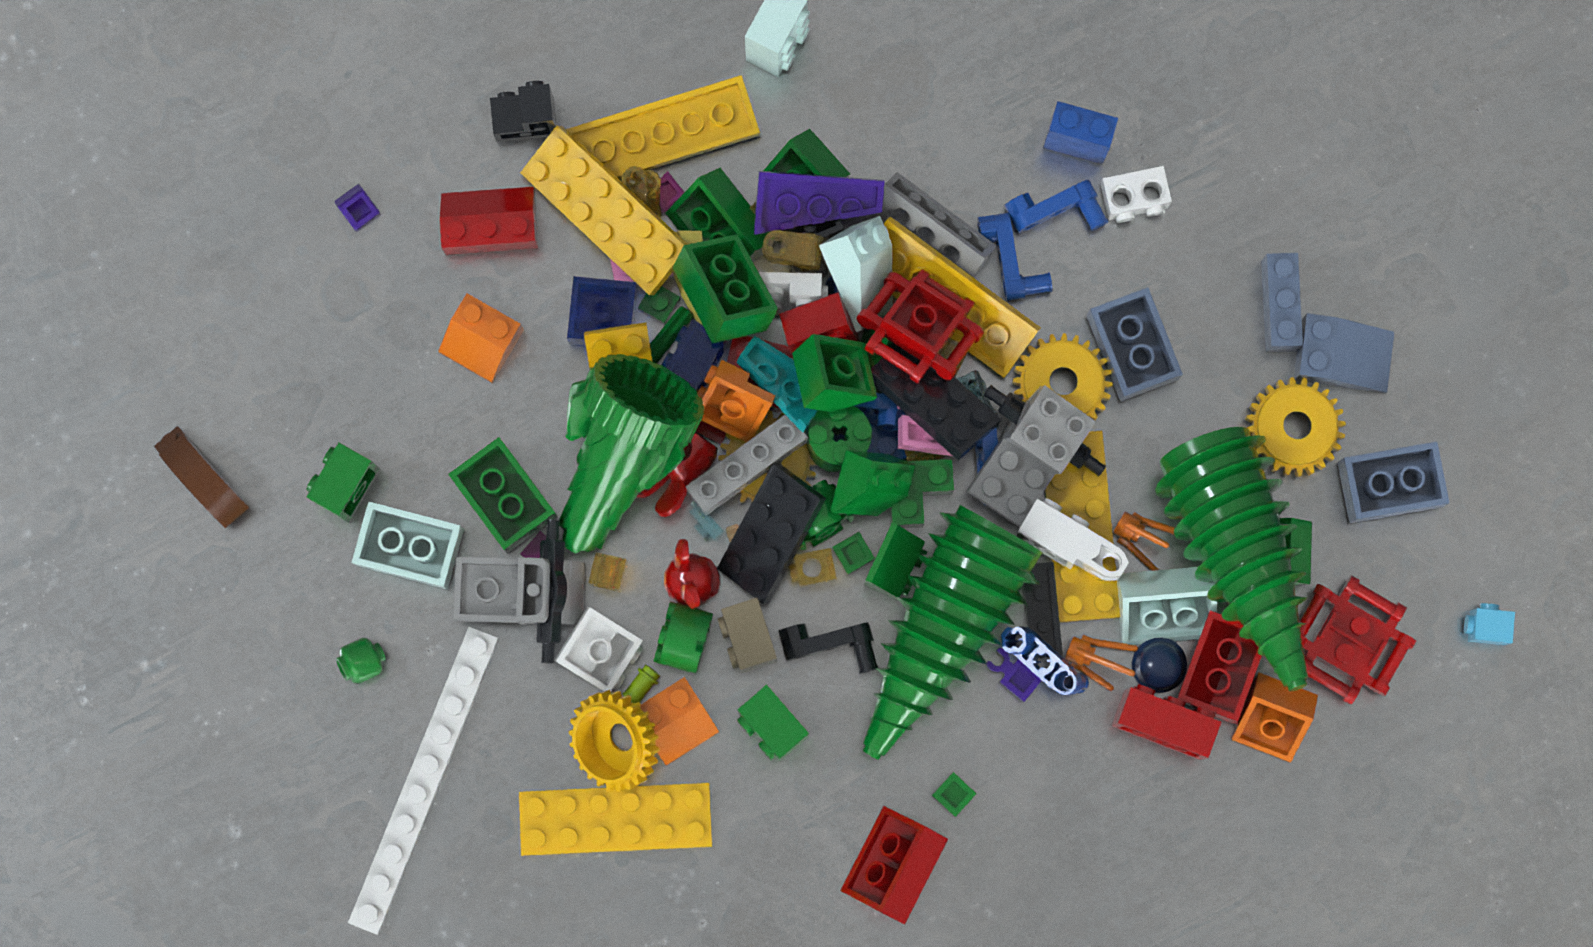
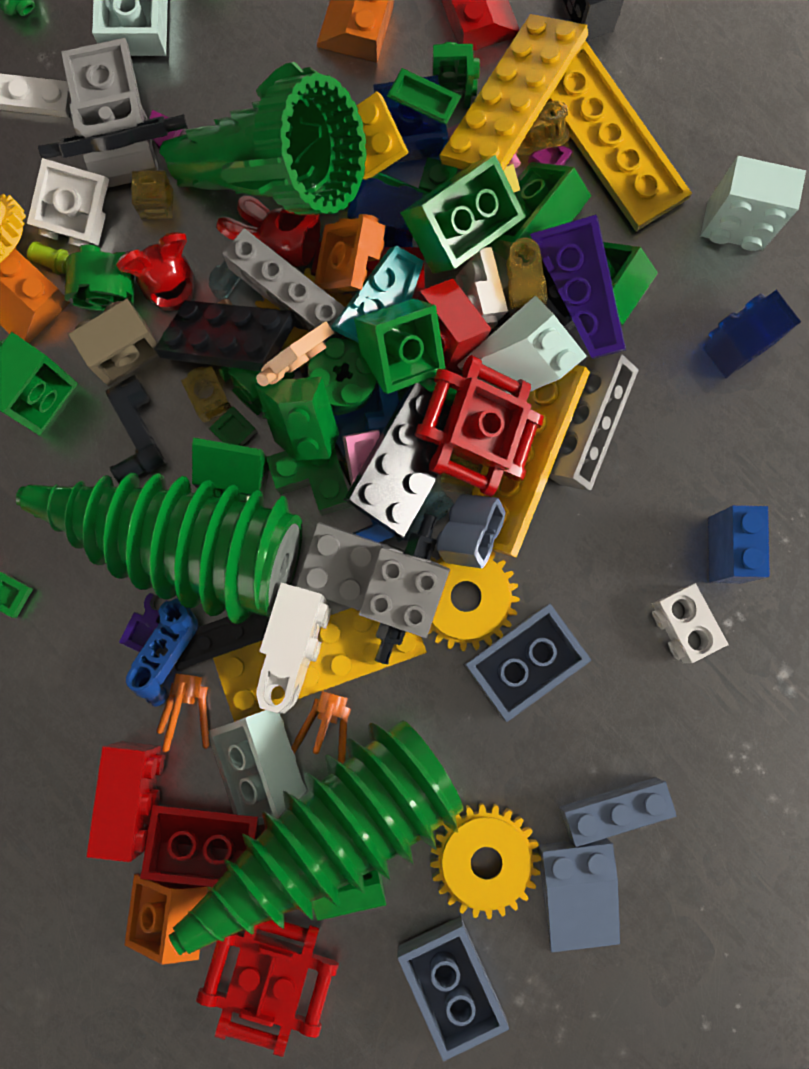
camera: 75 degrees right, 0 degrees up
(502, 495) = (203, 71): green brick -> none
(563, 259) = (456, 69): none -> green bracket
(595, 294) = (424, 96): none -> green tile
(821, 467) = (294, 355): none -> light nougat plate
(892, 64) = (750, 332): none -> clear blue brick
(999, 229) = (608, 490): blue beam -> none
(1008, 359) = (471, 530): none -> sand blue brick
(1083, 195) = (670, 567): blue beam -> none
(1159, 664) = (194, 776): dark blue helmet -> none

